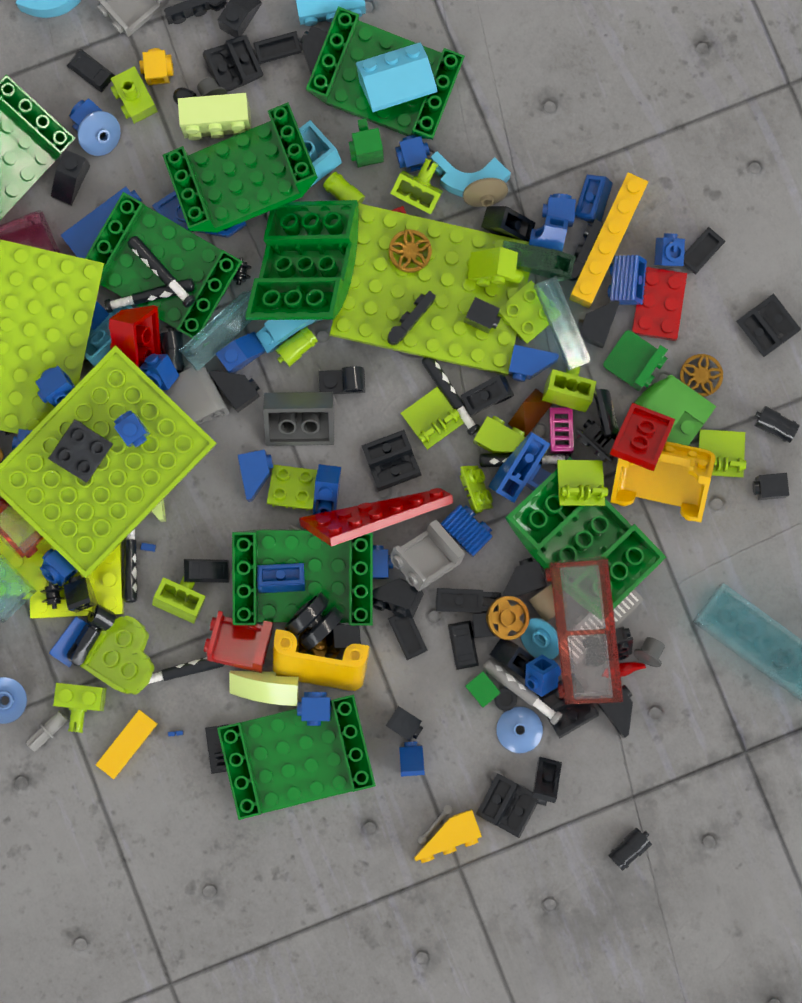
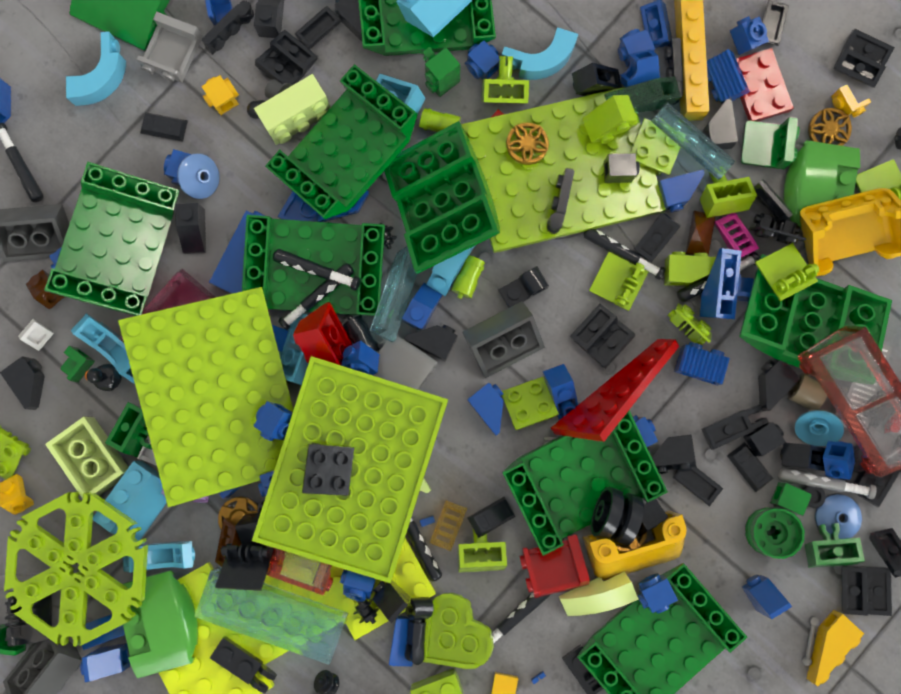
camera: 25 degrees left, 0 degrees up
(131, 429) = (365, 426): blue brick -> none
(133, 94) = (212, 128): lime brick -> none
(169, 565) = (457, 508): none -> clear yellow slope
(281, 578) = (564, 490): blue slope -> none
(405, 724) = (738, 565): black slope -> none
(427, 556) = (683, 404): light grey panel -> none
(443, 696) = (788, 533): none -> green wheel
(485, 192) = (565, 61): dark tan dish -> none
(493, 753) = (834, 551): none -> green brick
(507, 617) = (783, 424): pearl gold wheel -> none
(642, 437) = (822, 204): red plate -> none
(726, 357) = (845, 101): none -> yellow bracket

